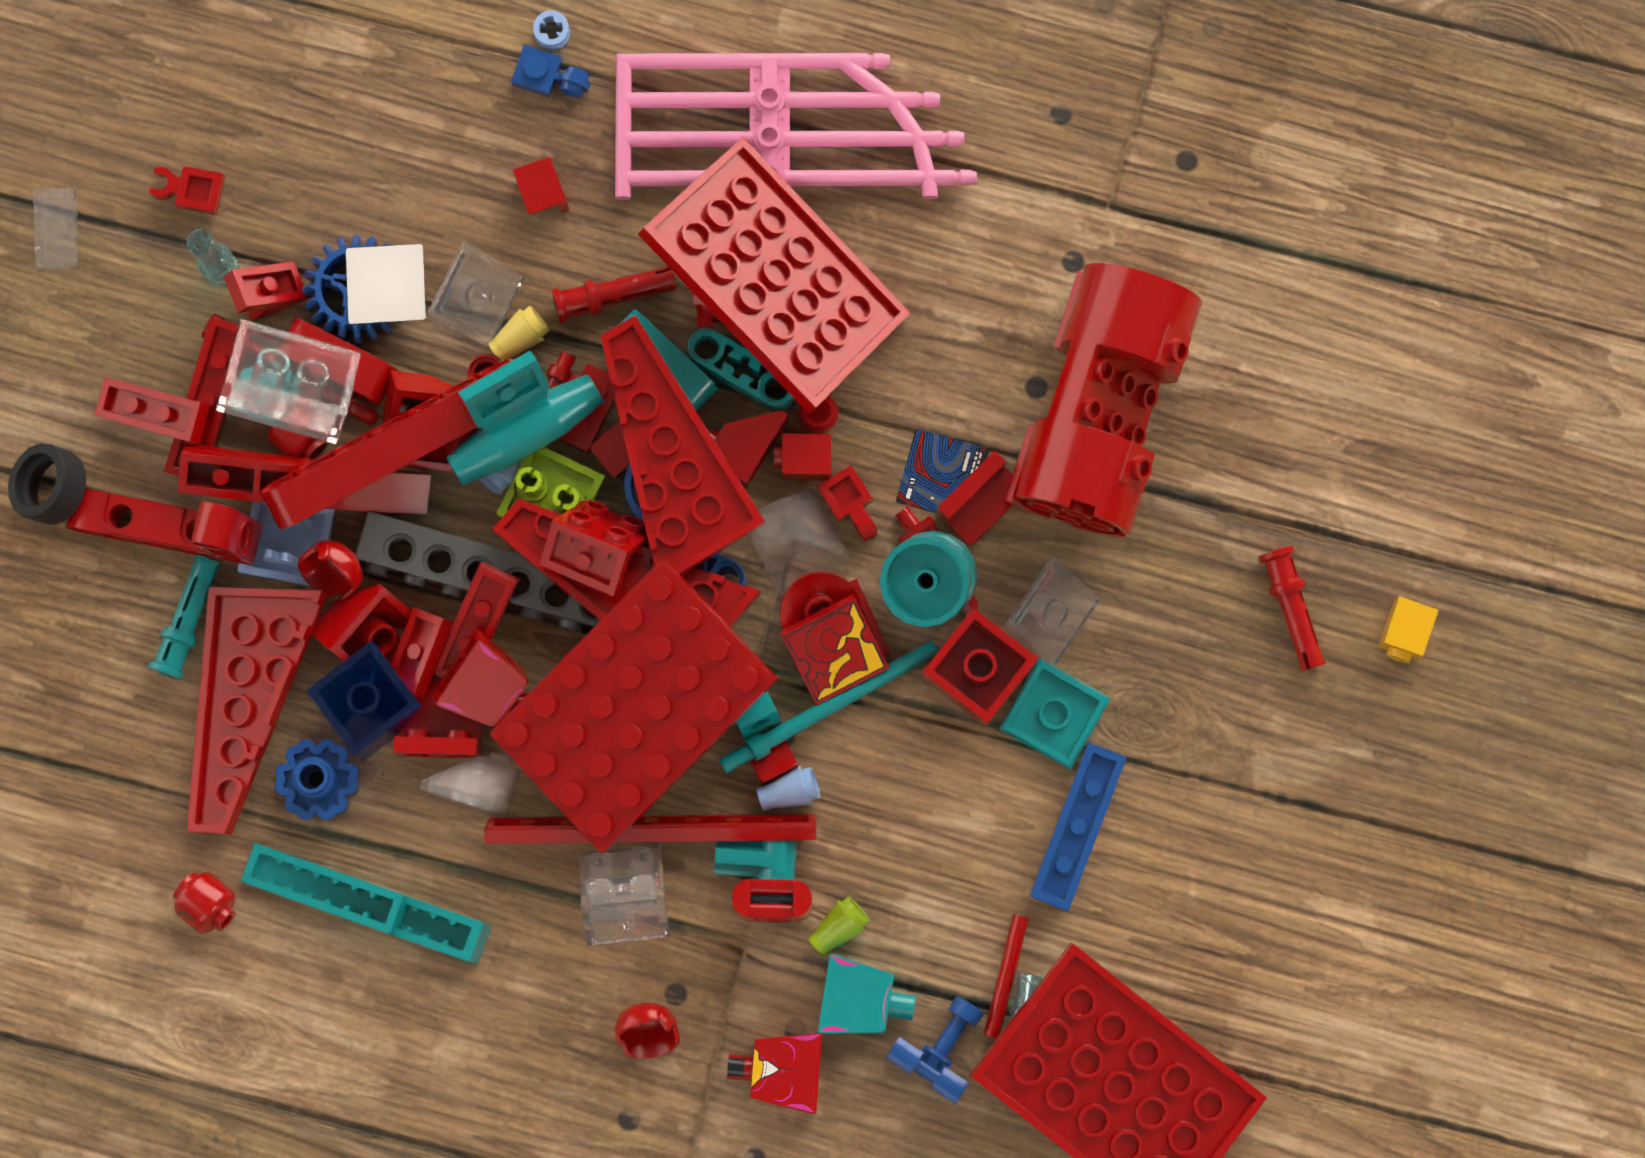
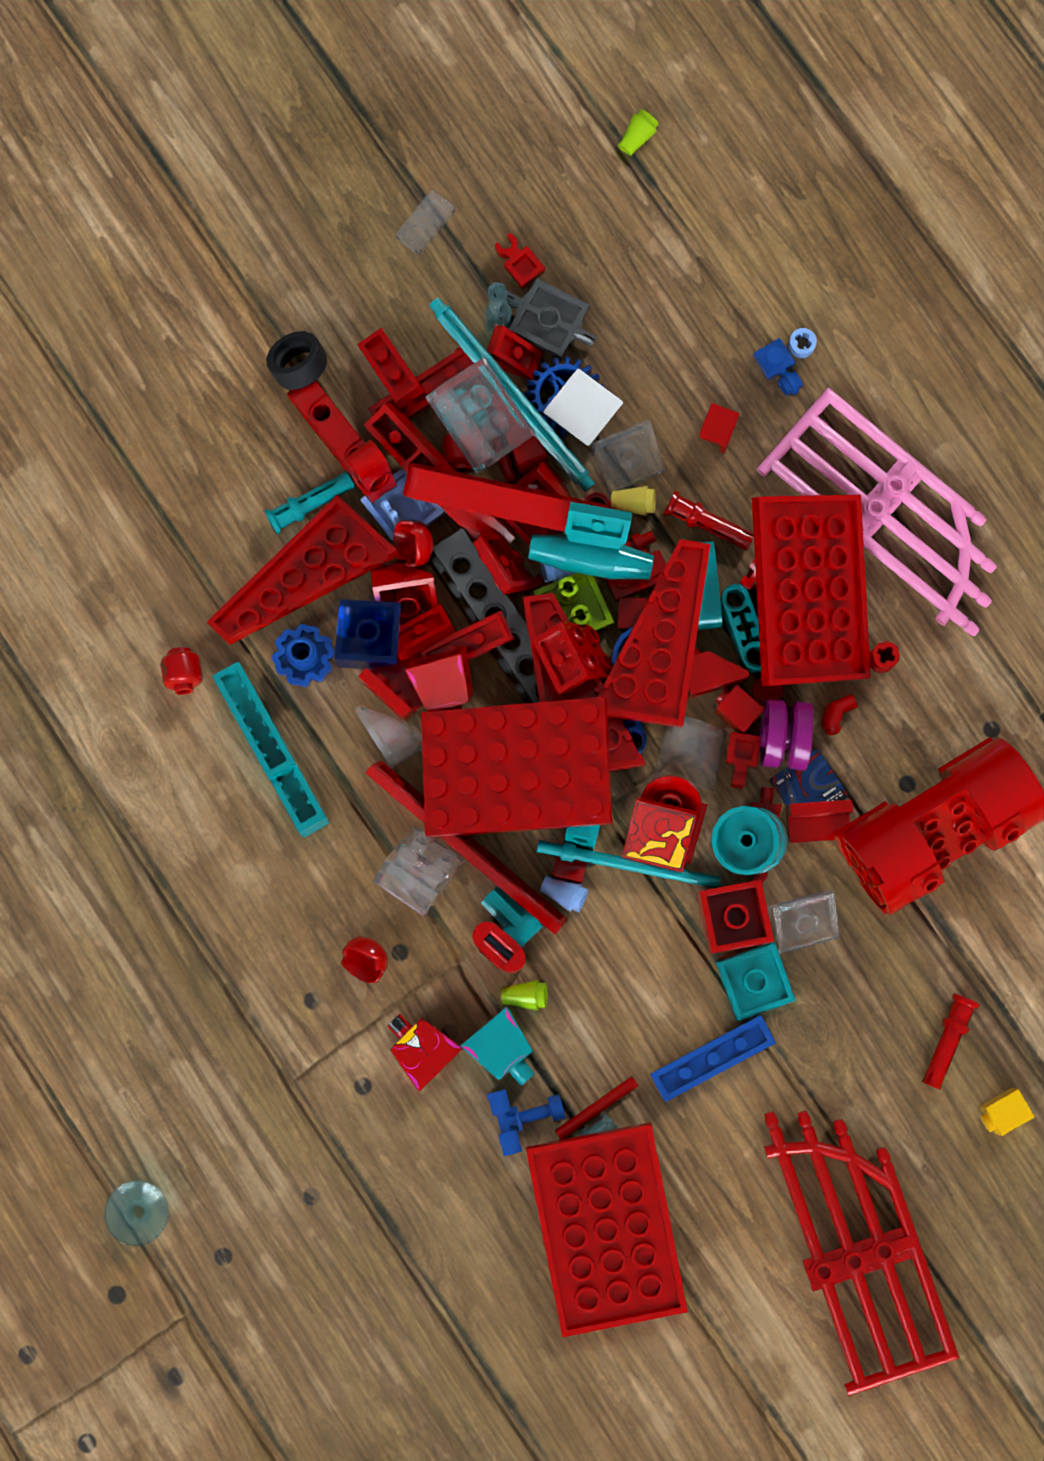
camera: 40 degrees right, 0 degrees up
(272, 221) = (549, 318): none -> dark grey plate
(360, 341) = (541, 428): none -> teal piece
(444, 511) = (505, 565): none -> red wing
(869, 445) = (786, 734): none -> magenta wheel
(903, 378) = (834, 711): none -> red arm
(913, 272) = (892, 657): none -> red bush
(1391, 892) = (863, 1256): none -> red piece

